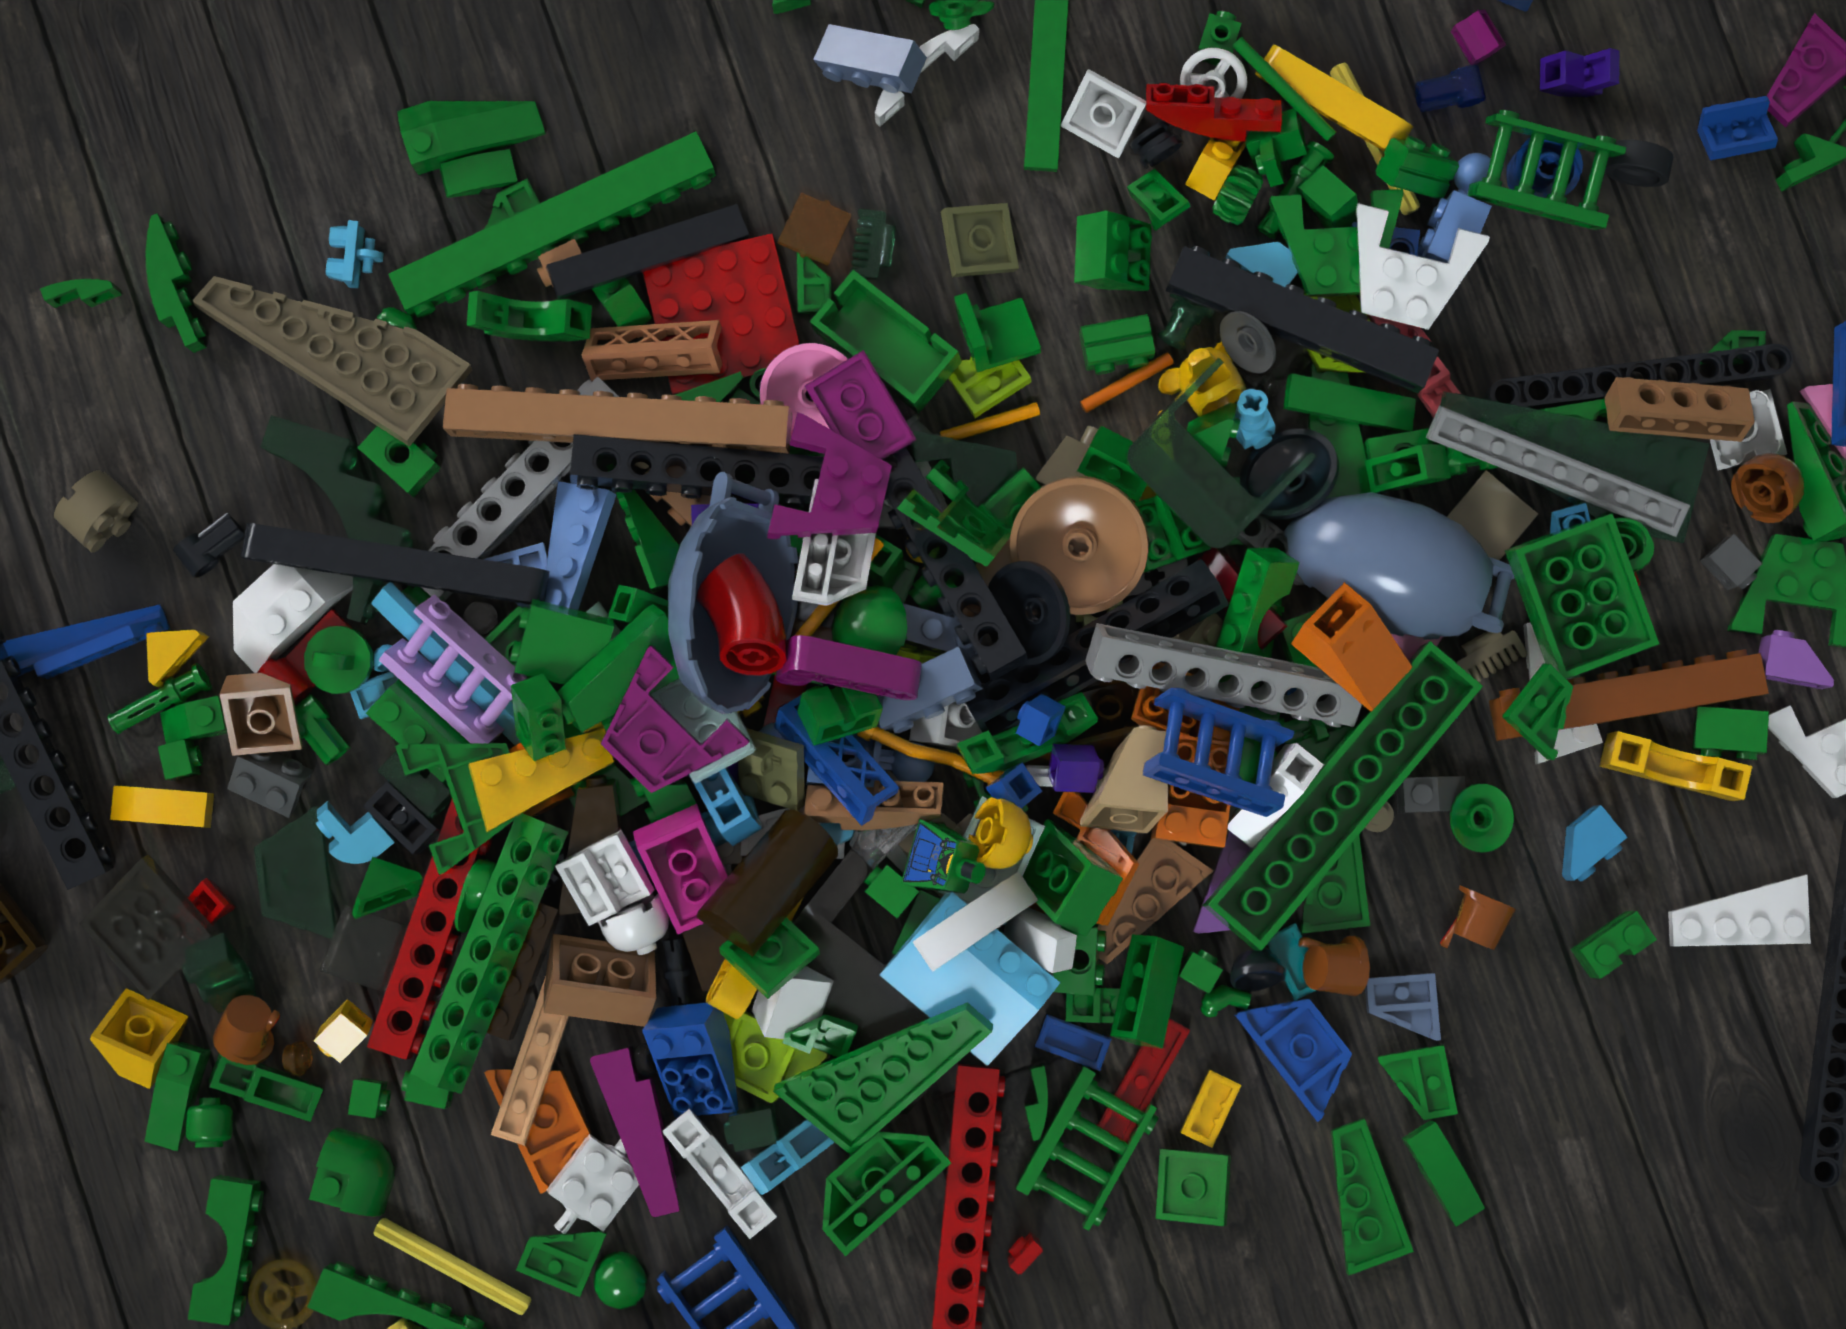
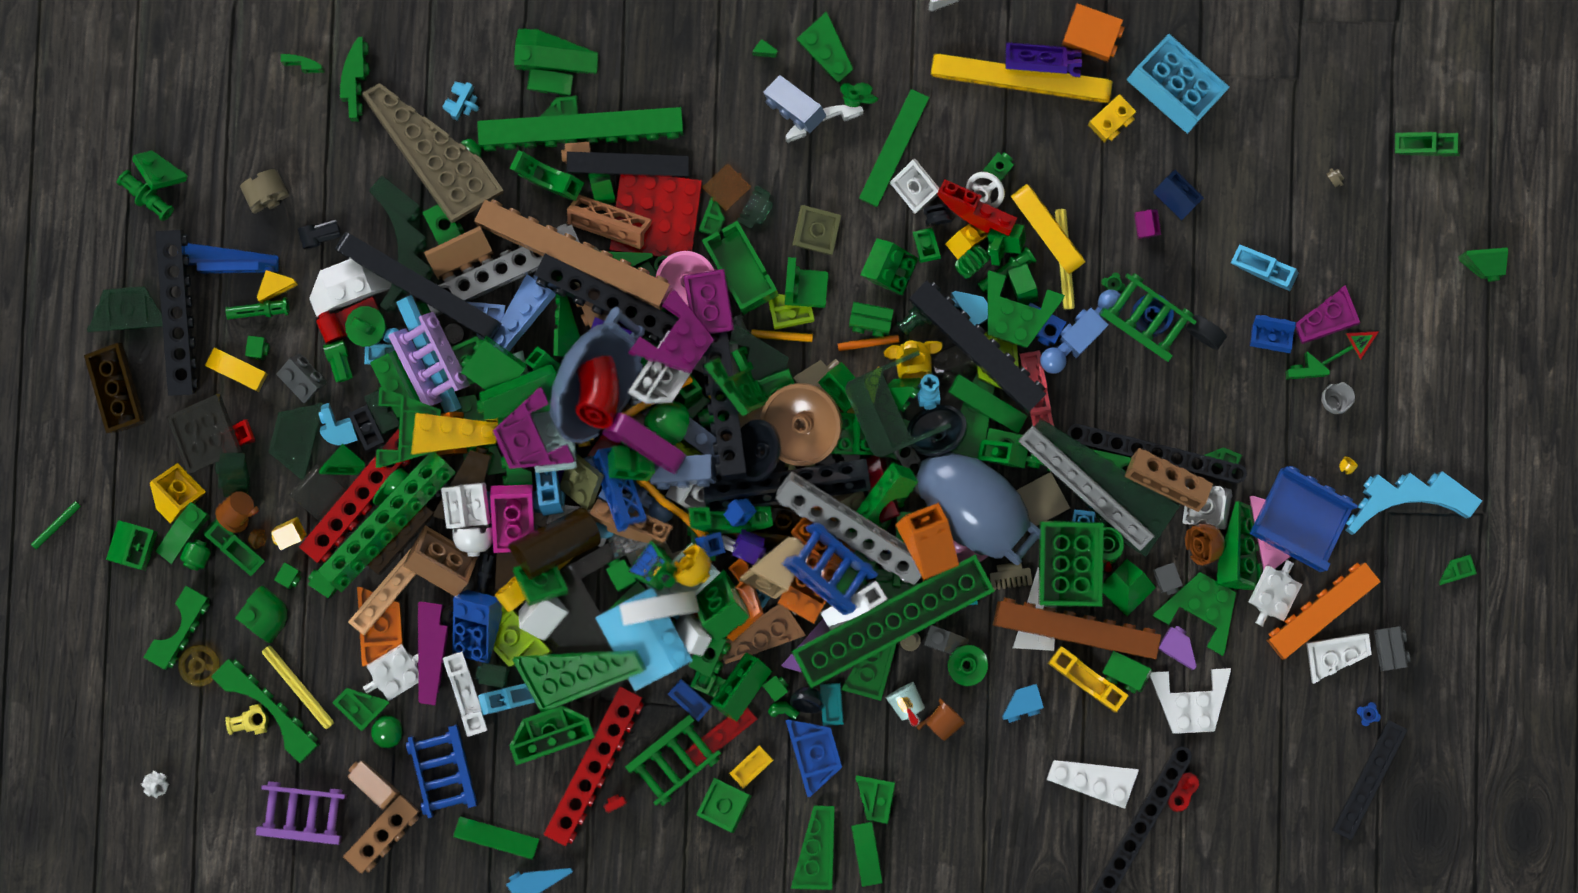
camera: 25 degrees right, 0 degrees up
(103, 1148) = (132, 545): none -> green slope
(194, 720) = (274, 329): green slope -> none
(259, 714) = (311, 340): medium nougat slope -> none
(439, 488) = (459, 253): none -> medium nougat slope
(538, 717) = (464, 402): green brick -> none
(823, 1033) = (553, 639): green slope -> none
(1037, 1110) = (653, 730): green slope -> none
(1247, 342) = (941, 347): dark grey dish -> none
(1283, 88) = (1021, 212): green bar -> none
(1336, 967) = (851, 715): dark orange hat -> none
(1404, 284) = (1041, 349): white wing -> none
(1406, 1001) = (884, 751): sand blue wing -> none
(1412, 913) = (906, 703): none -> light aqua hat
(1417, 167) = (1078, 286): green brick -> none
(1459, 88) = (1123, 249): clear blue piece -> none
(1466, 139) = (1115, 278): none -> green plate
(1541, 709) = (1020, 616): green wing -> none
(1579, 75) = (1193, 267): dark purple brick -> none
(1601, 950) = (1019, 761): green brick -> none
(1676, 599) = (1127, 587): none -> green slope
(1683, 33) = (1265, 267): none -> medium azure slope

